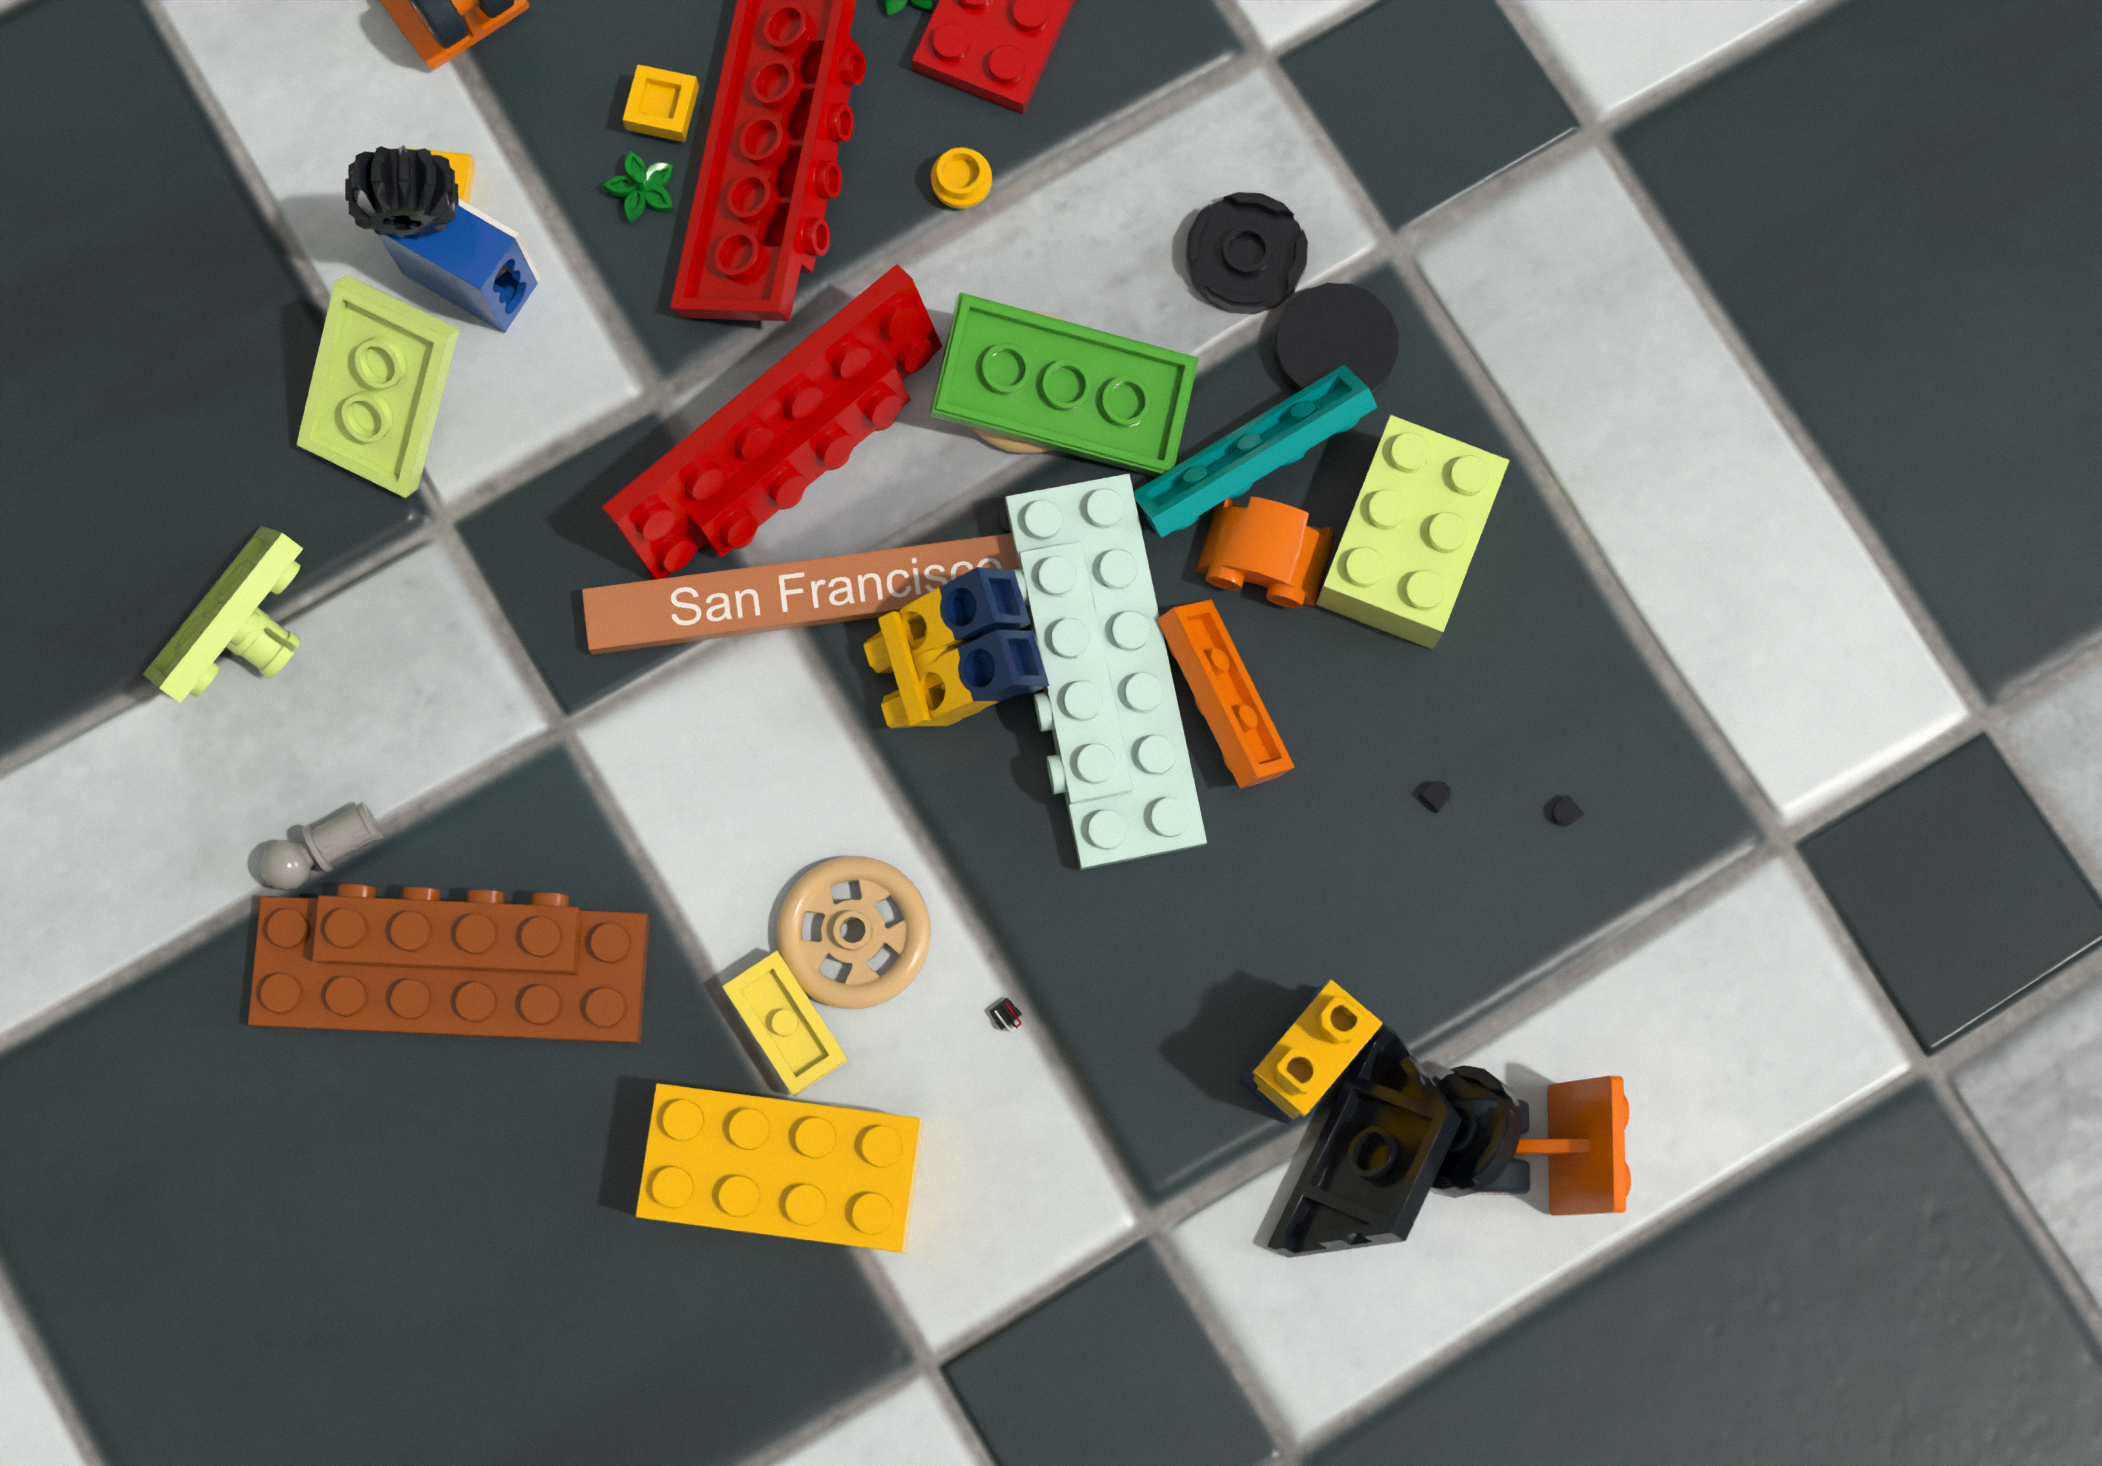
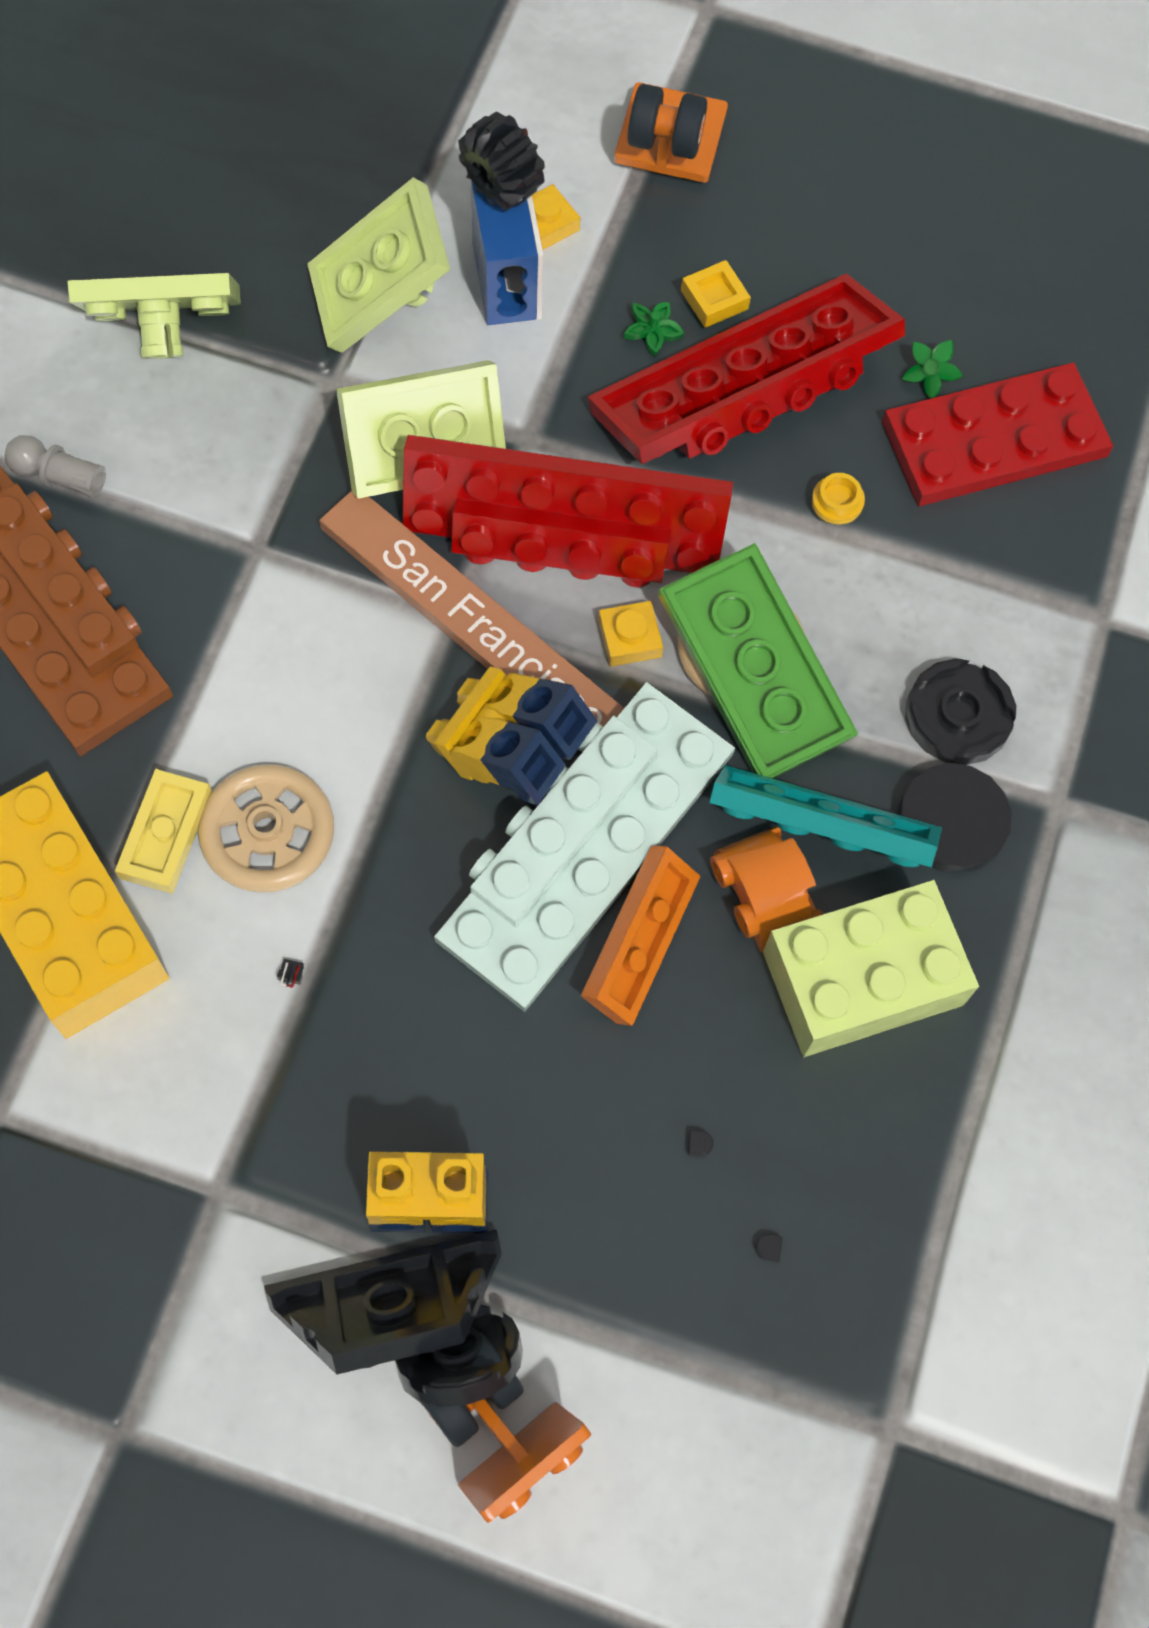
camera: 45 degrees right, 10 degrees down
(584, 460) = (437, 404): none -> yellowish green plate
(935, 468) = (630, 633): none -> yellow plate

